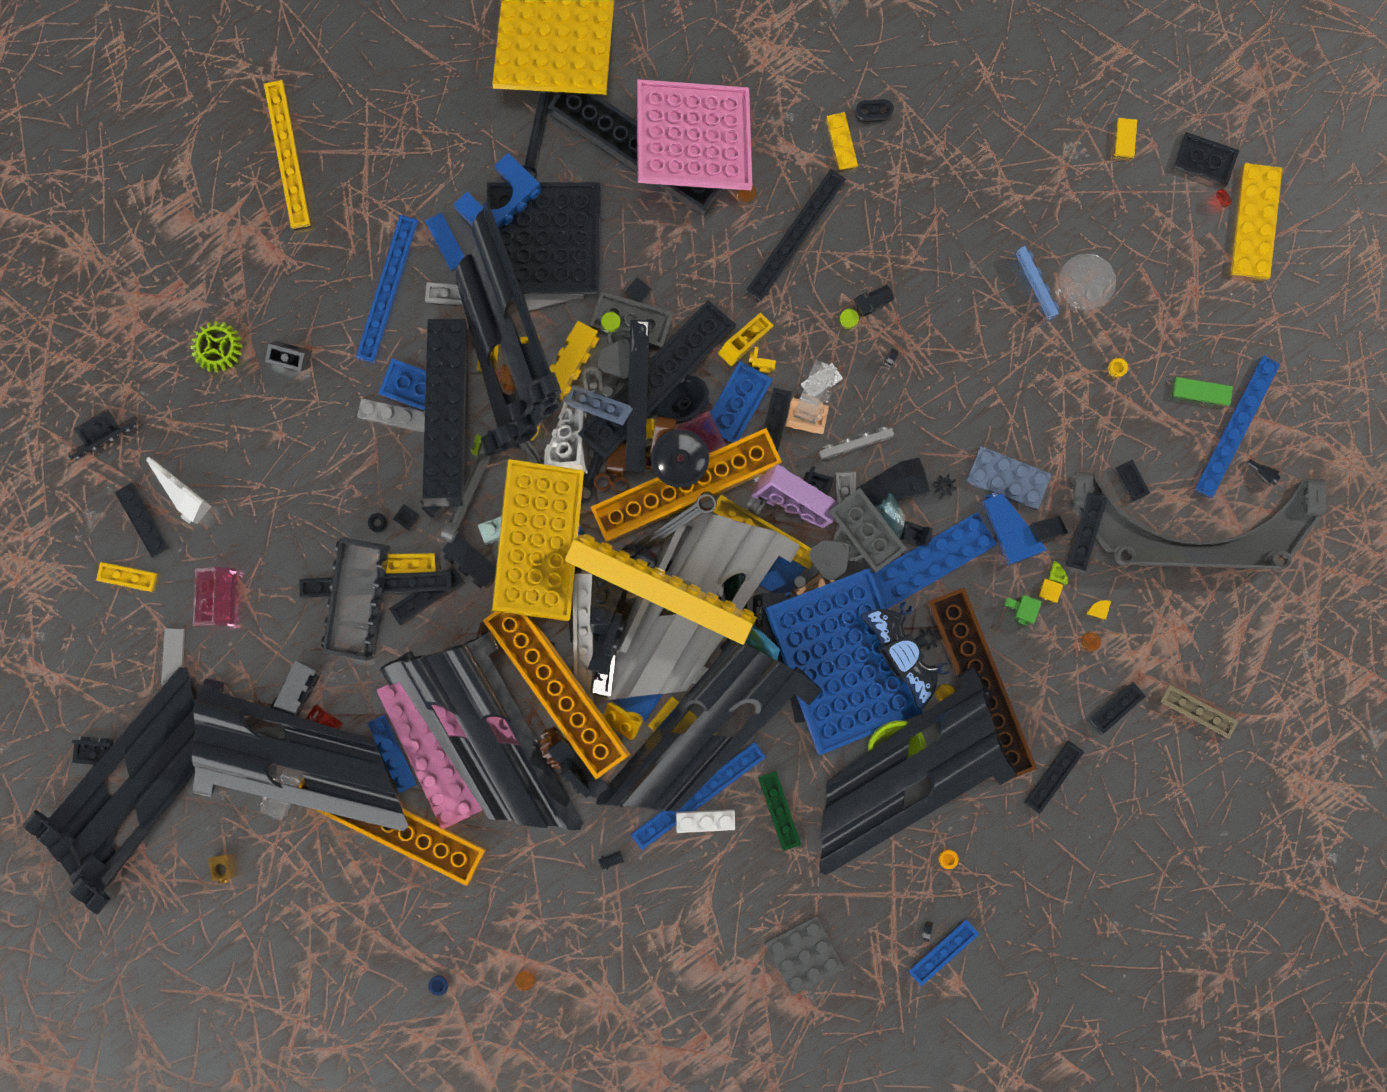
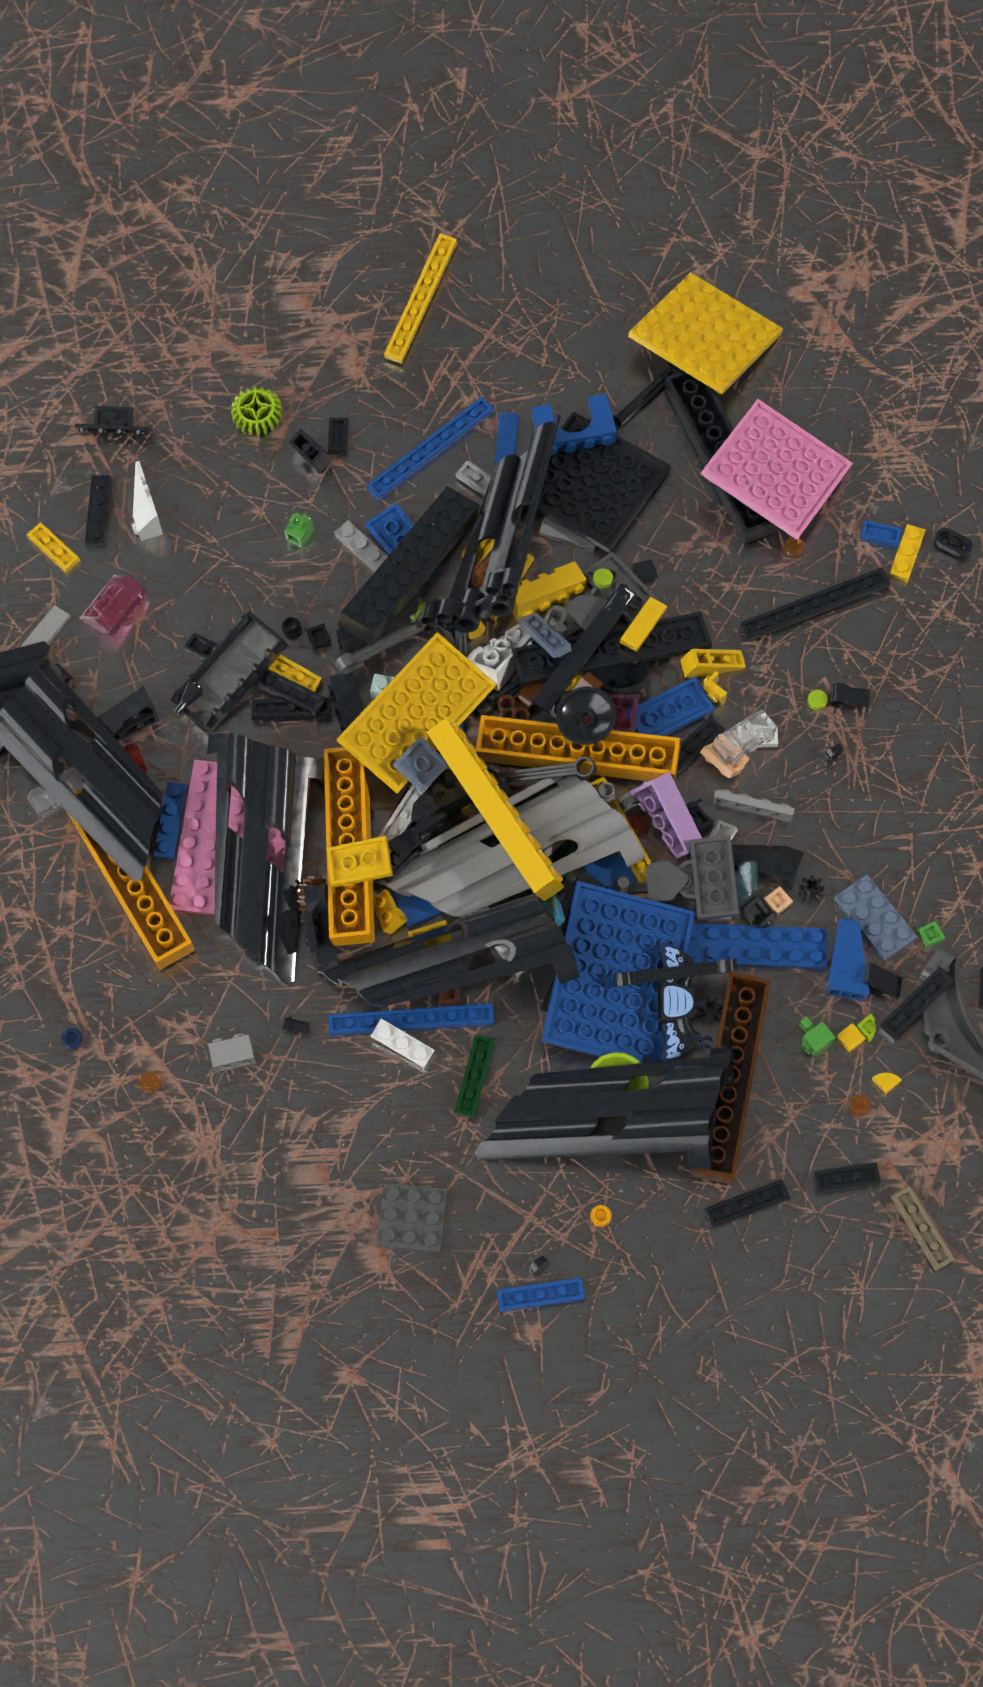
camera: 35 degrees right, 15 degrees down
(301, 325) = (338, 436): none -> black tile
(326, 432) = (299, 529): none -> bright green brick
(337, 639) = (191, 694): none -> black cone
(573, 586) = (421, 764): none -> sand blue plate
(575, 916) = (231, 1052): none -> light grey brick
(578, 701) = (359, 861): none -> yellow tile
(670, 342) = (643, 624): none -> yellow tile
(732, 507) = (607, 791): none -> light grey plate
(773, 516) = (638, 823): none -> clear red tile
(810, 137) = (881, 534): none -> blue tile
(857, 661) = (676, 972): none -> black piece
(925, 512) = (778, 901): none -> light nougat plate
(1060, 464) = (931, 934): none -> bright green tile

